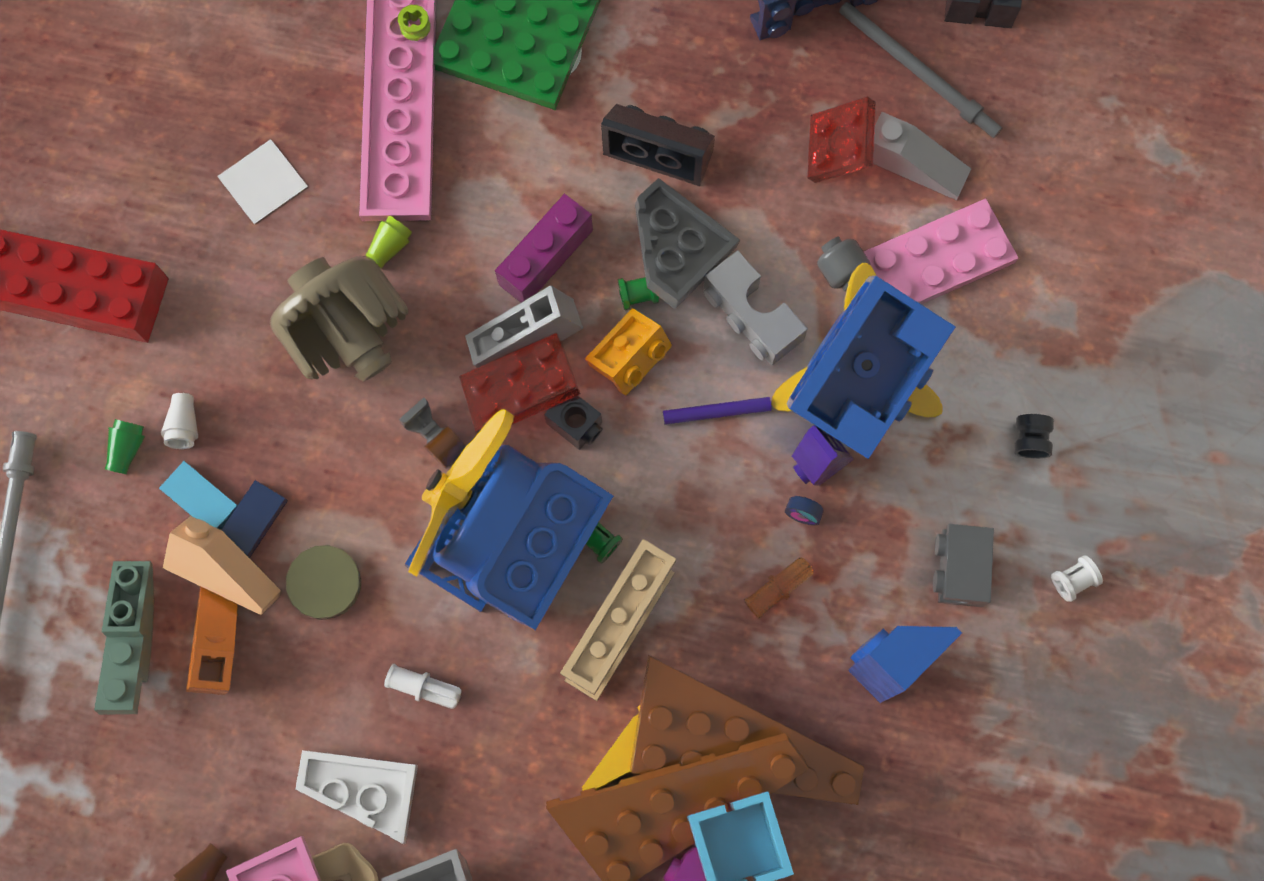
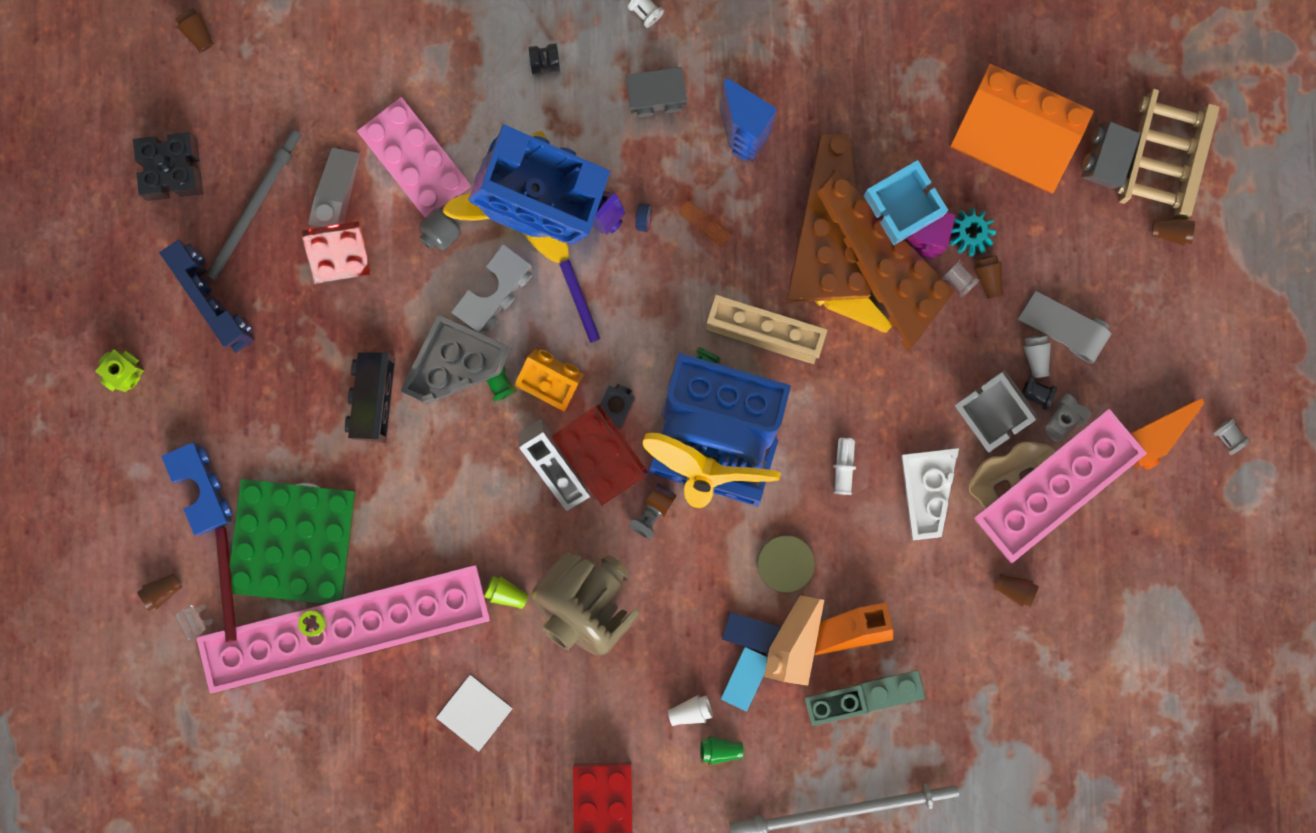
camera: 105 degrees left, 10 degrees up
(544, 249) = (483, 464): magenta brick -> none
(1145, 47) = (194, 29): none -> reddish brown cone

